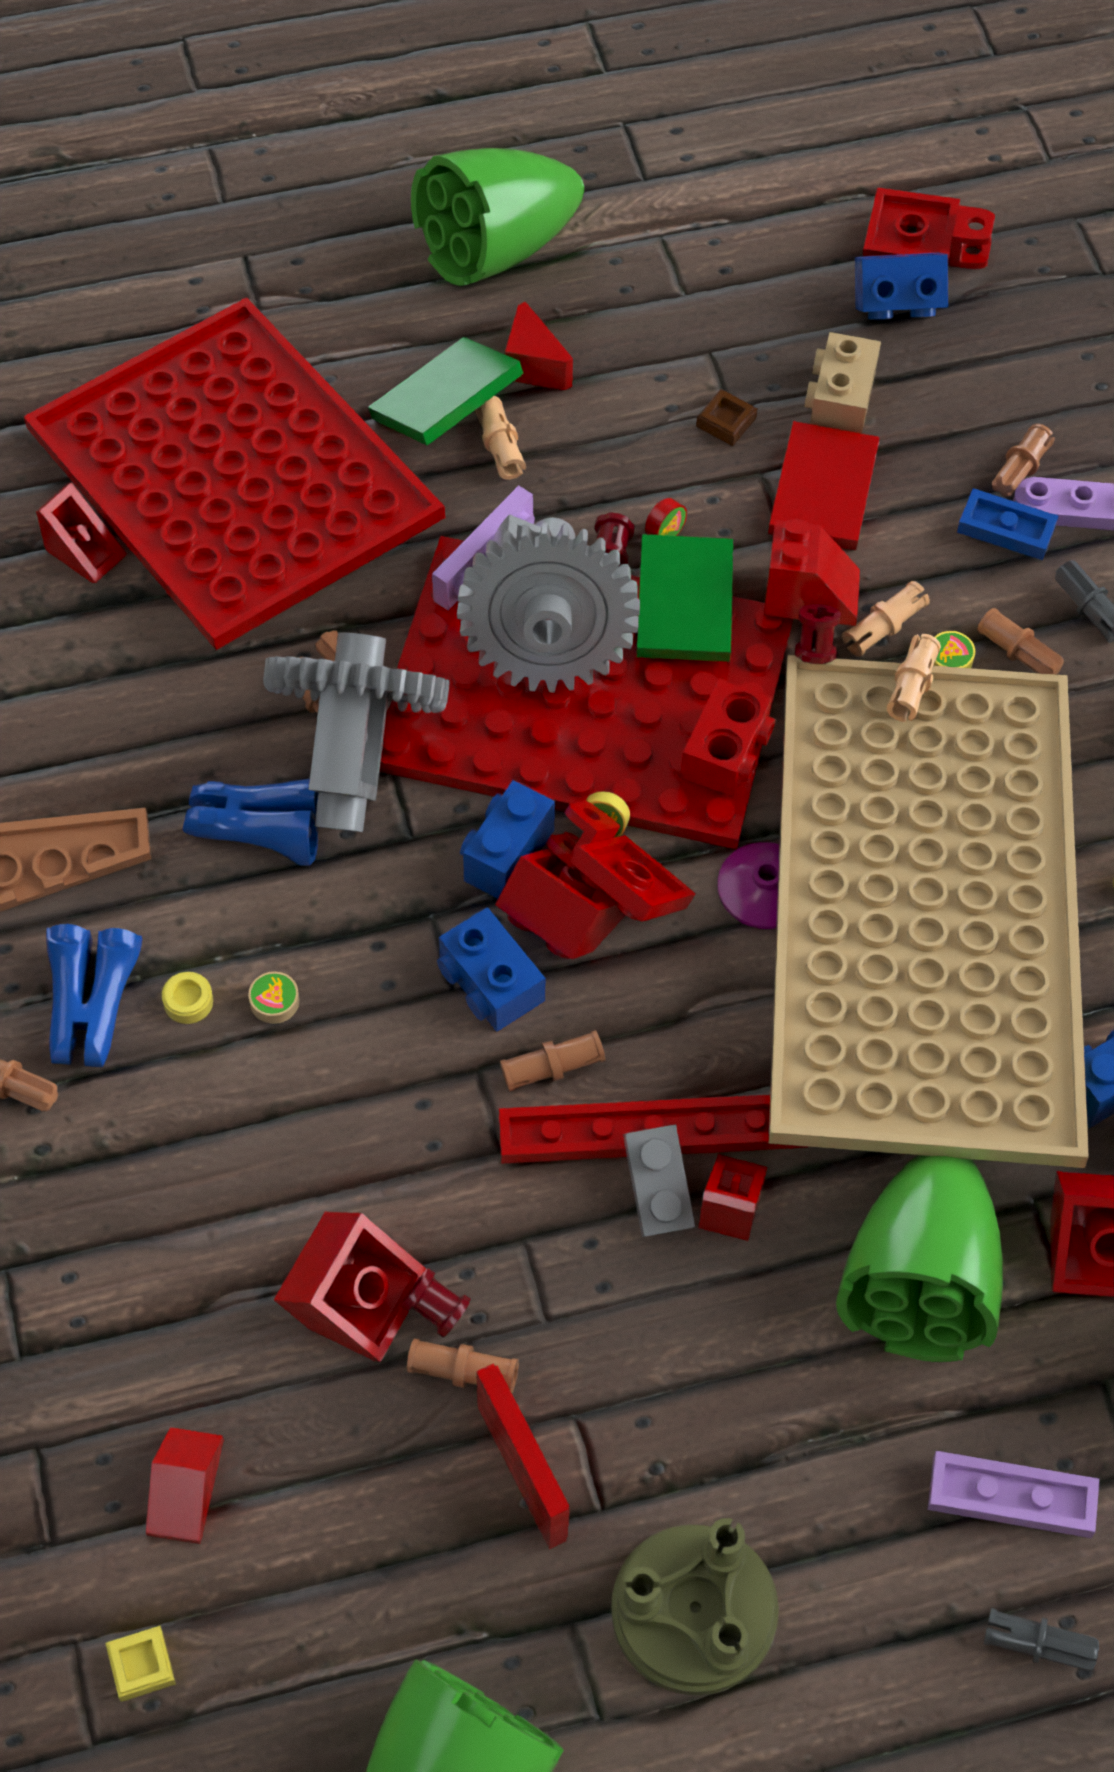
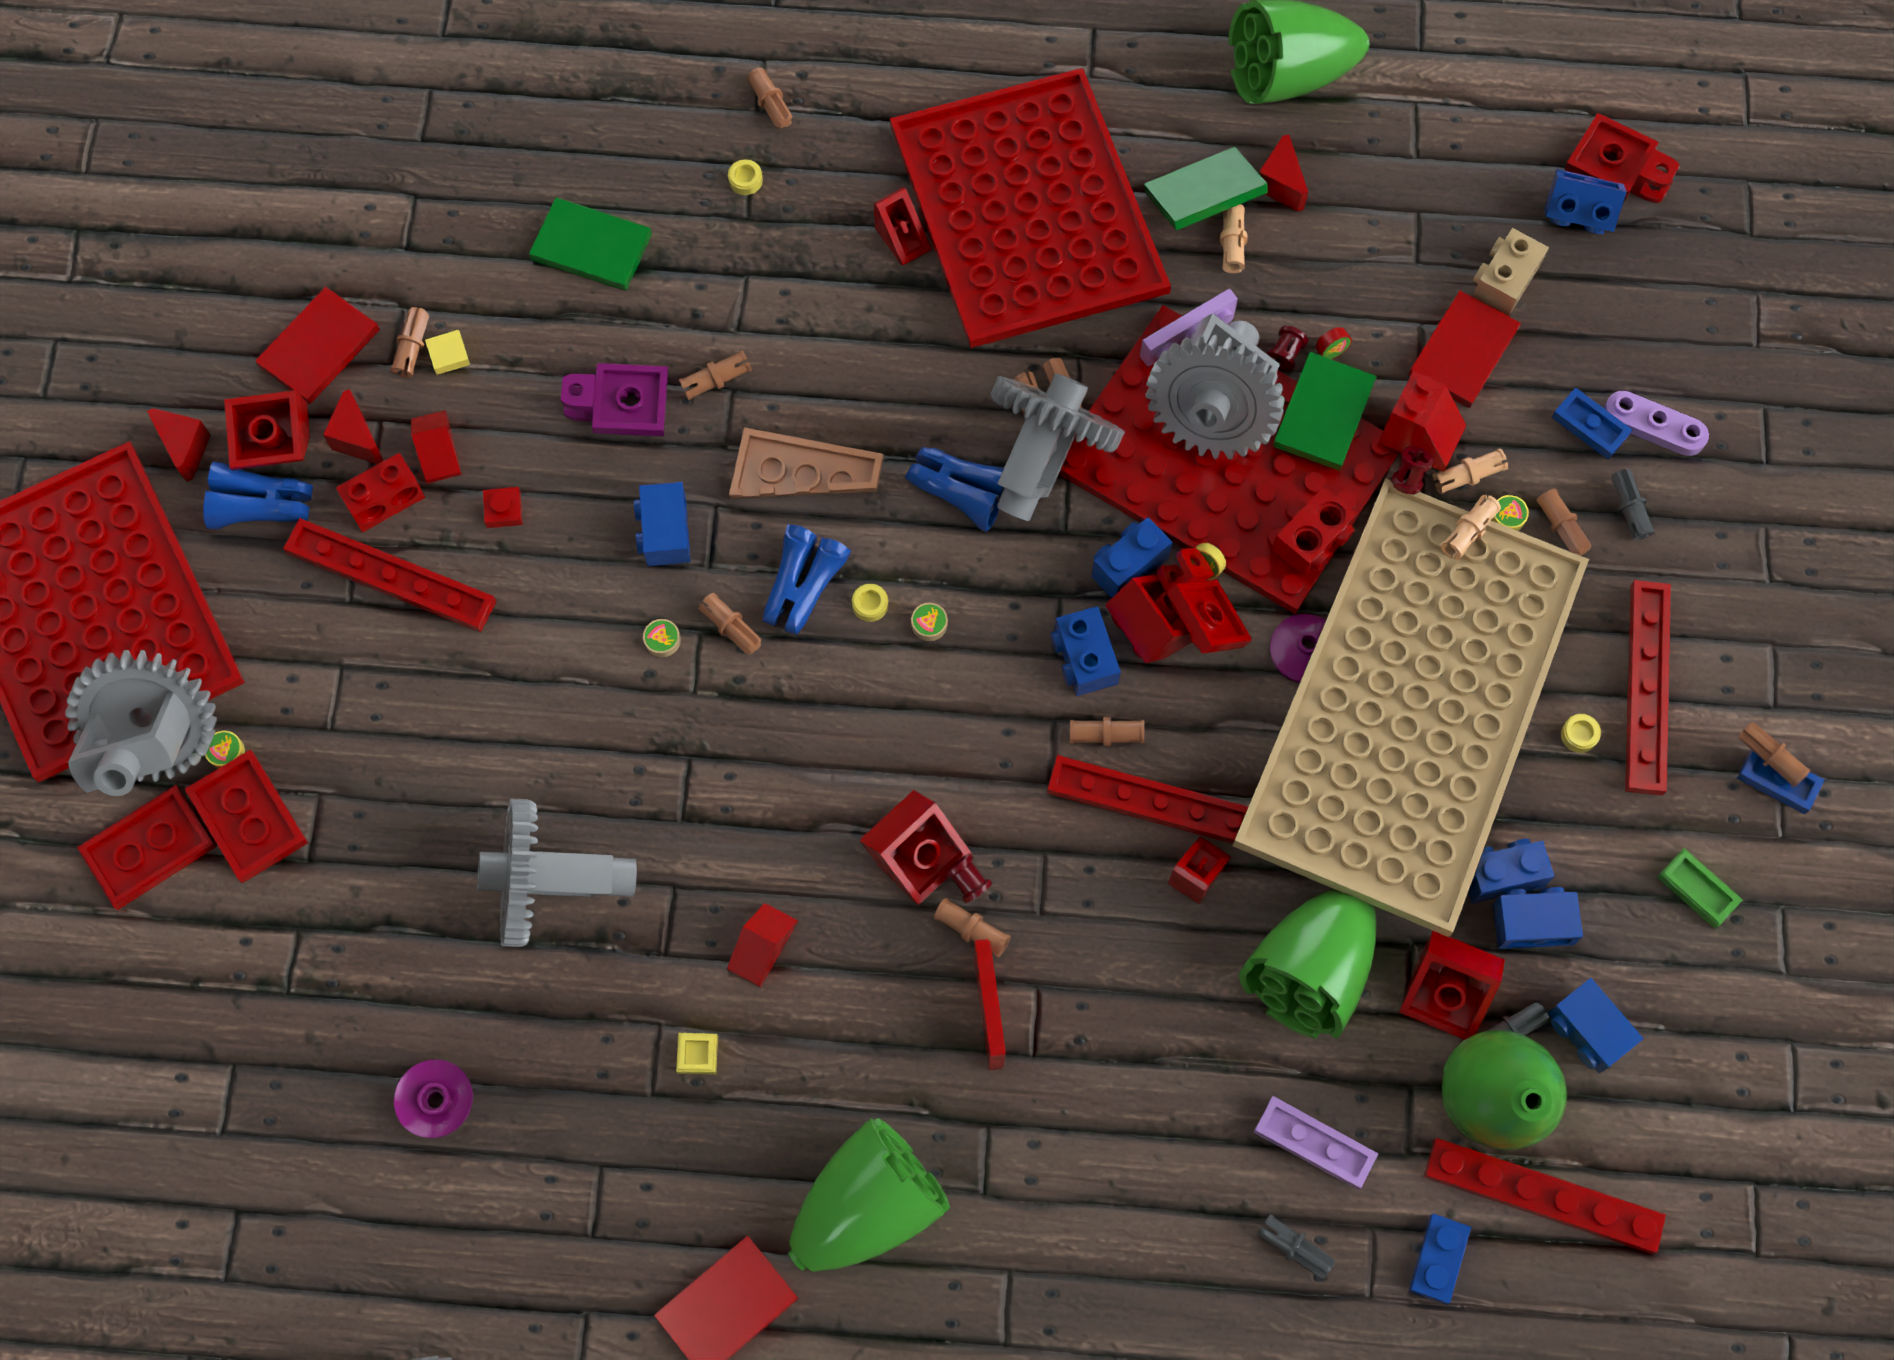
camera: 20 degrees right, 10 degrees up
(659, 1180) = (1150, 843): light grey plate -> none
(695, 1608) = (1071, 1144): olive piece -> none
(726, 417) = (1411, 271): reddish brown tile -> none
(1023, 459) = (1624, 374): nougat axle -> none

